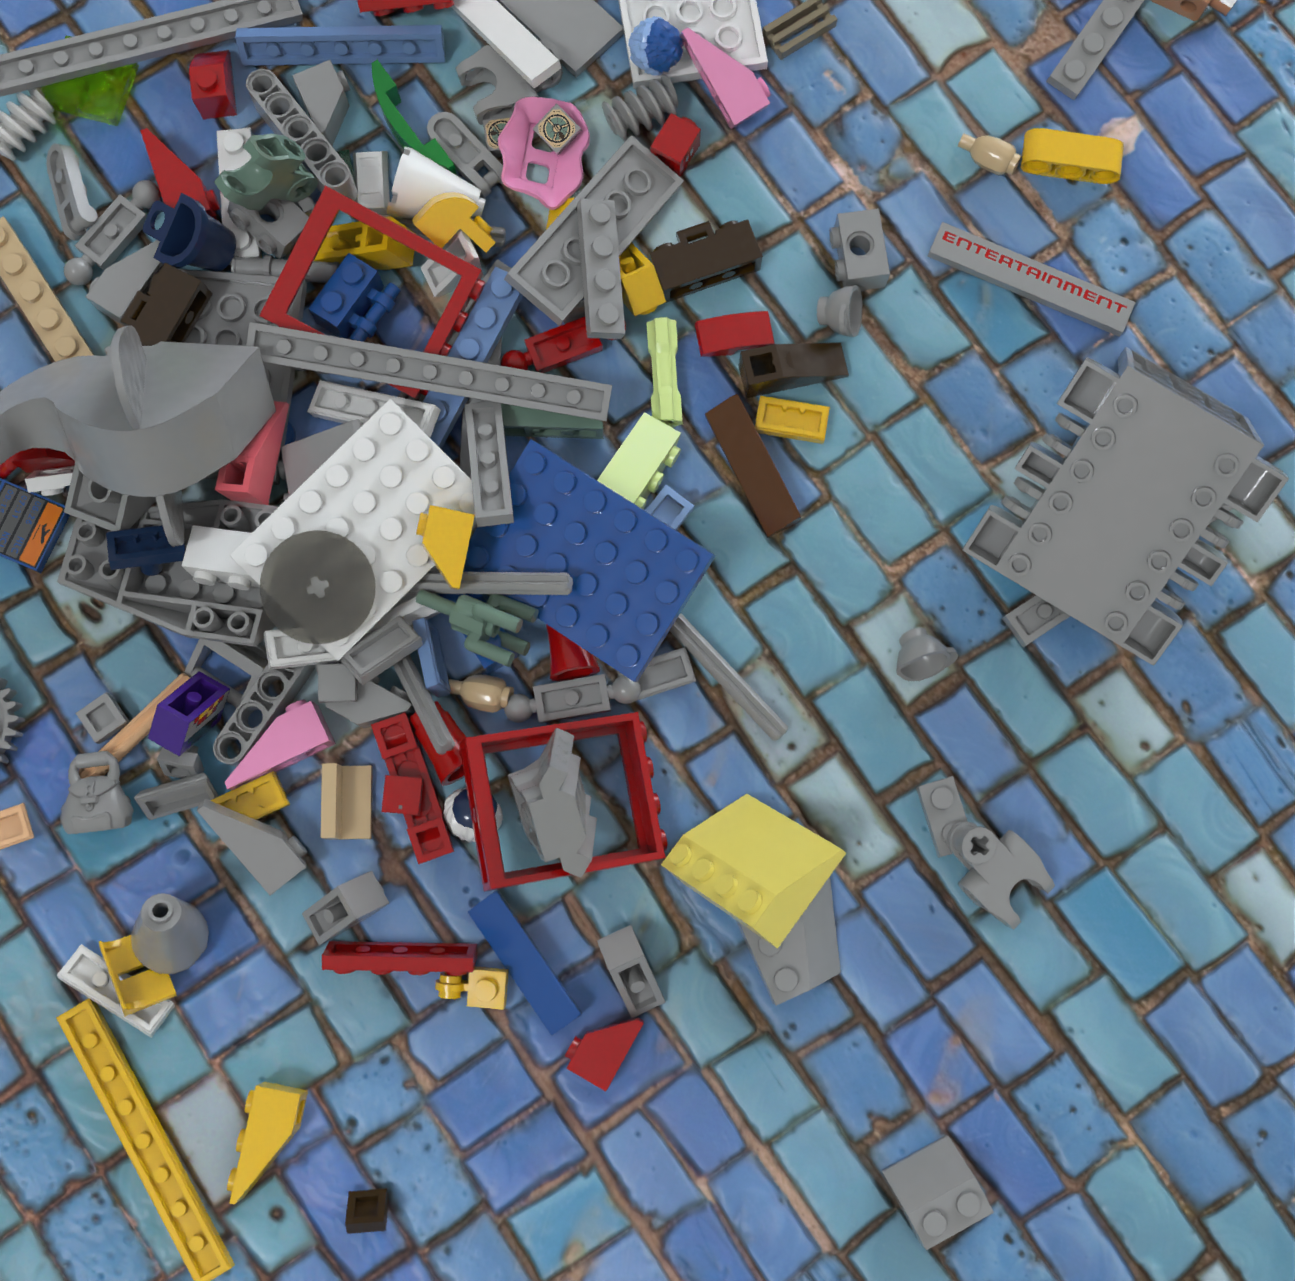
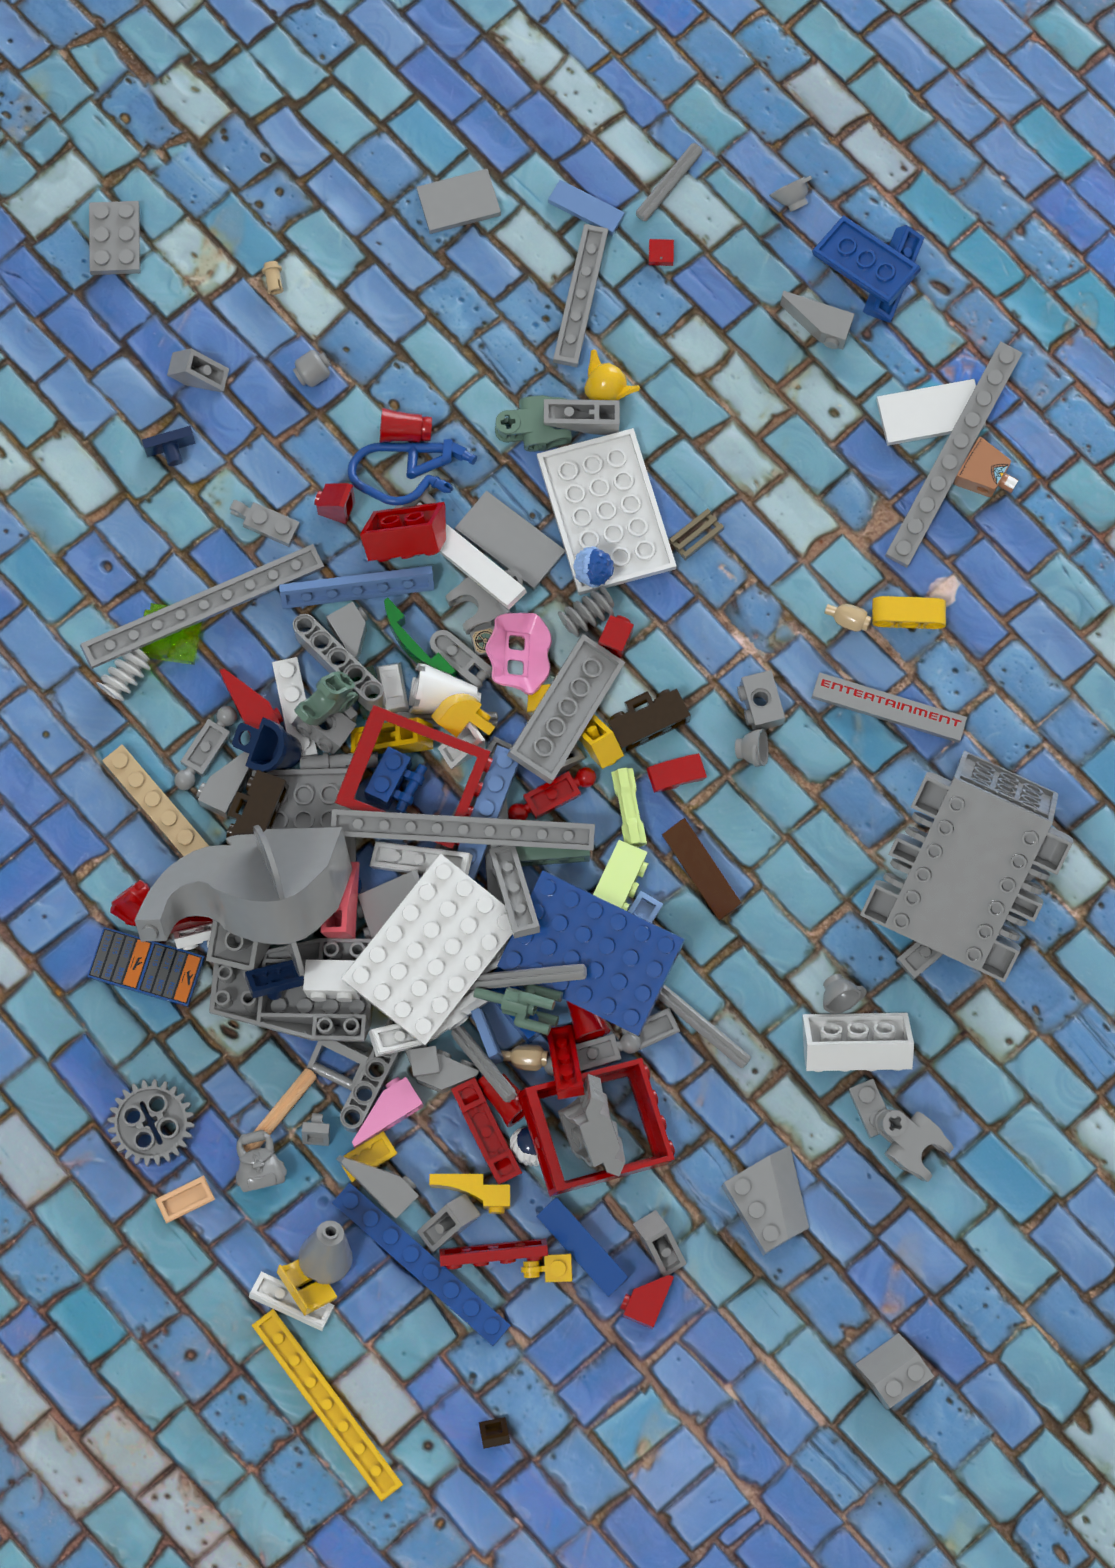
camera: 10 degrees left, 5 degrees down
(69, 191) = (169, 720): light grey plate -> none
(102, 718) = (253, 1107): light grey plate -> none
(175, 796) = (315, 1157): light grey tile -> none
(188, 713) = (320, 1095): dark purple brick -> none
(213, 84) = (264, 625): red slope -> none
(272, 1122) = (419, 1380): yellow slope -> none
(302, 962) = (421, 1264): none -> blue plate
(306, 615) = (402, 1014): clear smoke piece -> none
(346, 802) = (439, 1147): tan panel -> none
(381, 650) = (453, 1033): light grey tile -> none
(402, 795) = (479, 1137): red tile -> none
(407, 879) = (493, 1197): none -> yellow slope
(446, 541) = (494, 951): yellow slope -> none
(529, 708) = (565, 1062): none -> red tile
(557, 129) = (527, 635): tile -> none
(600, 268) = (575, 739): light grey plate -> none
(728, 81) = (654, 591): bright pink slope -> none
(755, 866) = (737, 1155): light yellow slope -> none
(790, 366) = (721, 793): dark brown slope -> none
(792, 419) = (726, 832): yellow plate -> none
(938, 724) = (857, 1042): none -> white slope

